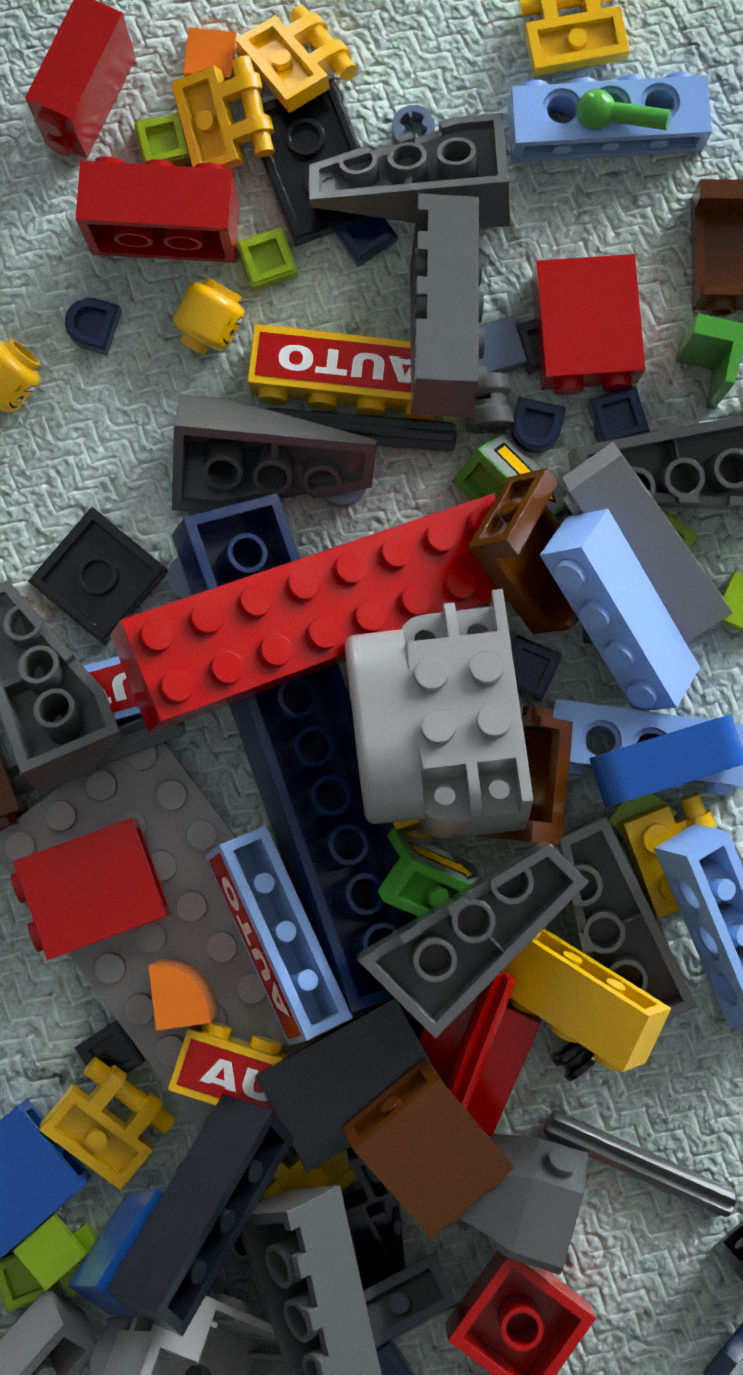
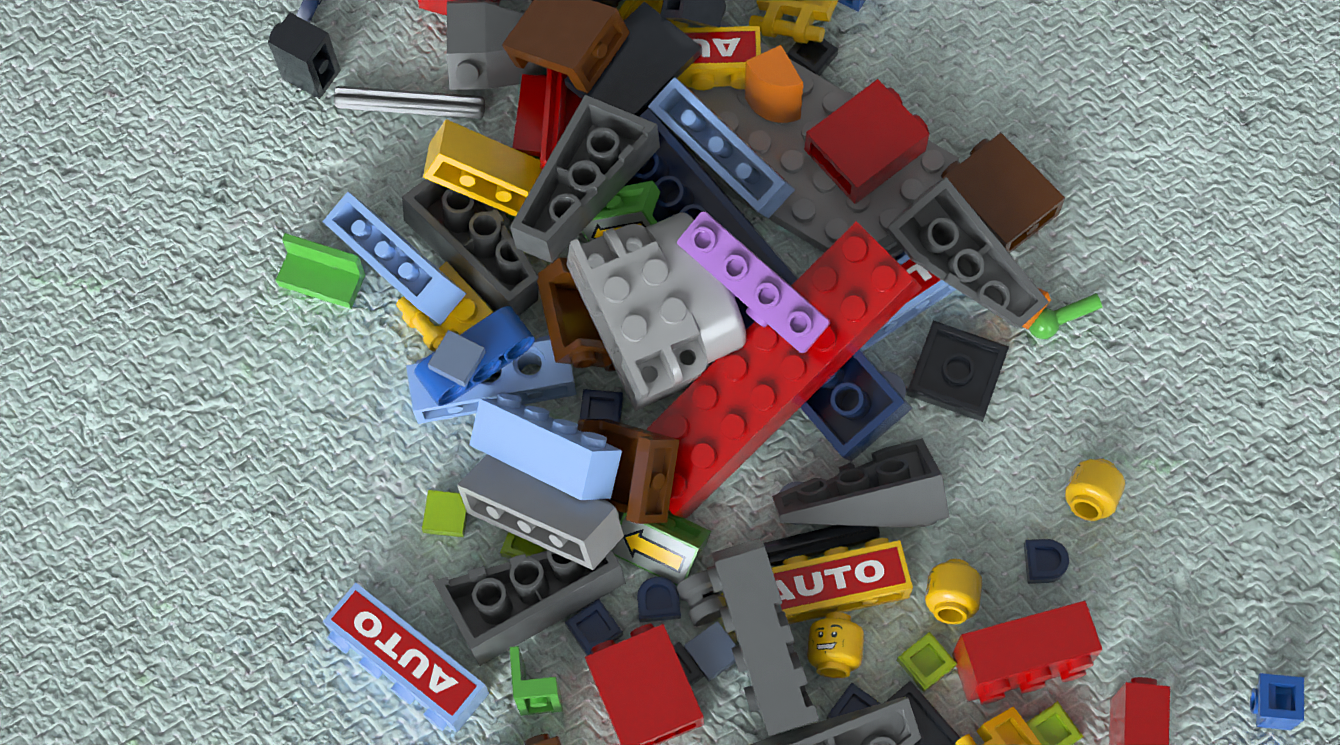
camera: 165 degrees right, 15 degrees down
(322, 671) = (753, 282): none -> medium lavender bracket
(362, 298) = (835, 645): none -> yellow head
(697, 748) = (456, 358): none -> sand blue tile

